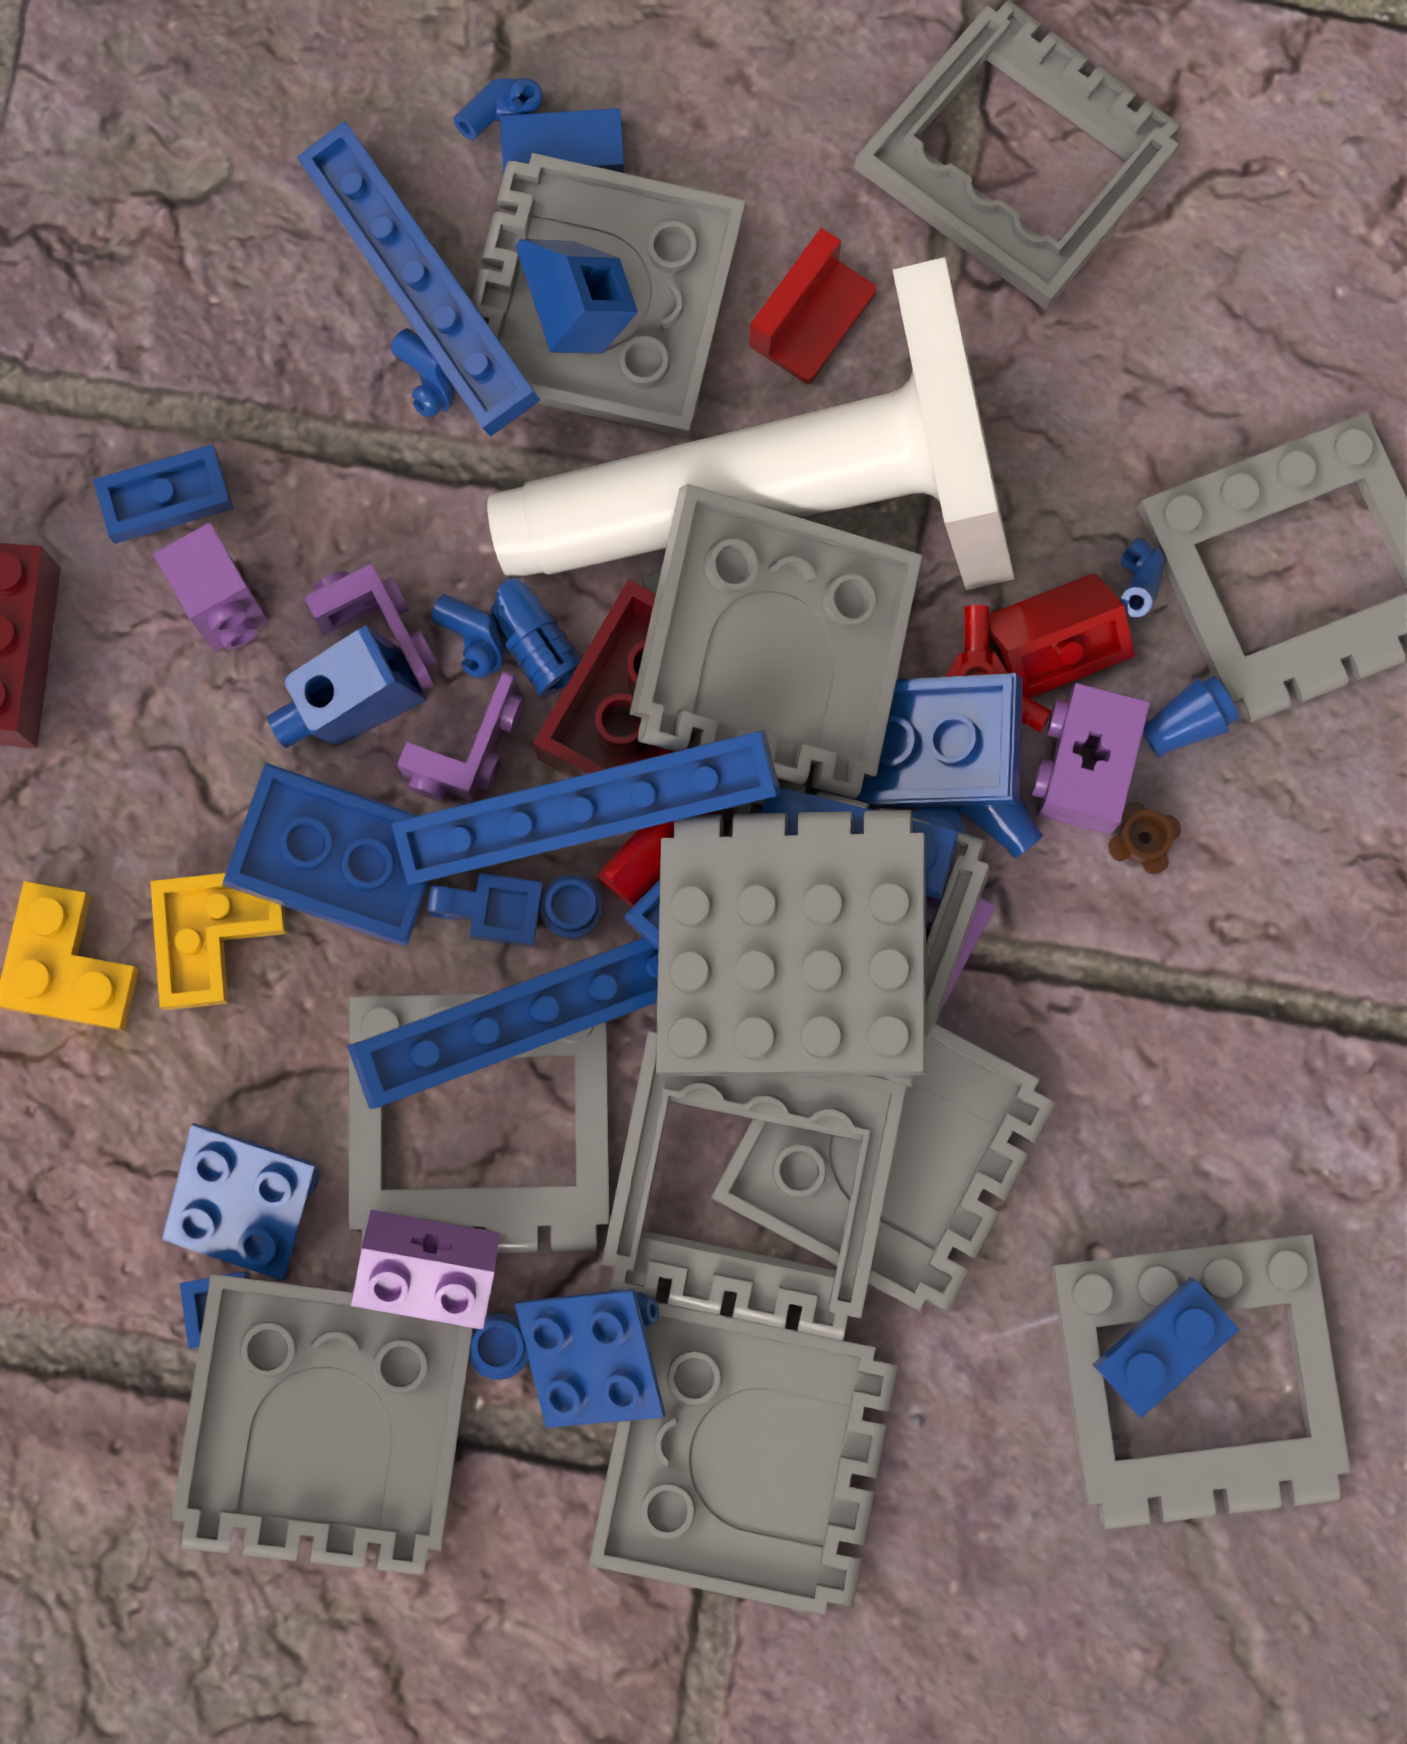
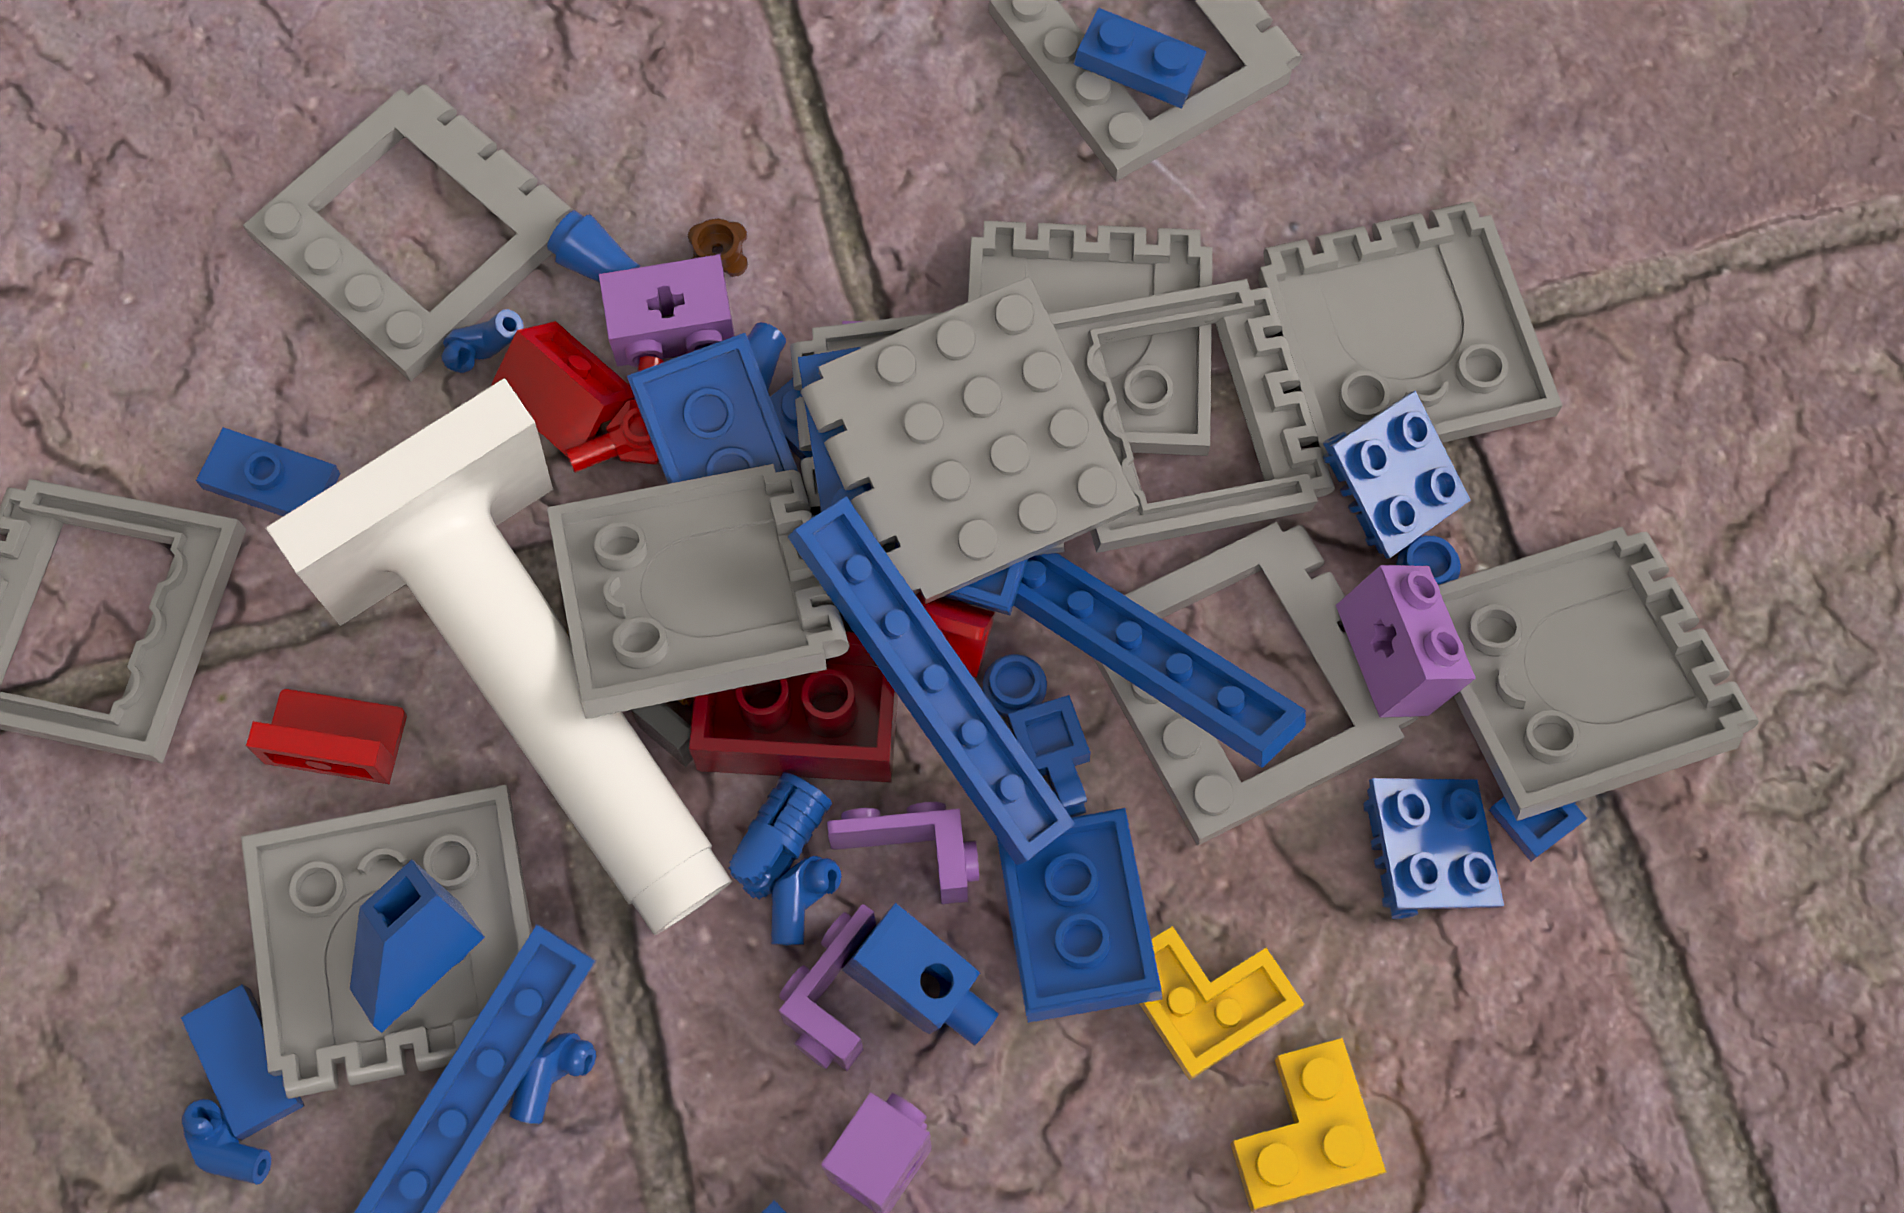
camera: 115 degrees left, 10 degrees down
(1090, 346) = (264, 473): none -> blue plate

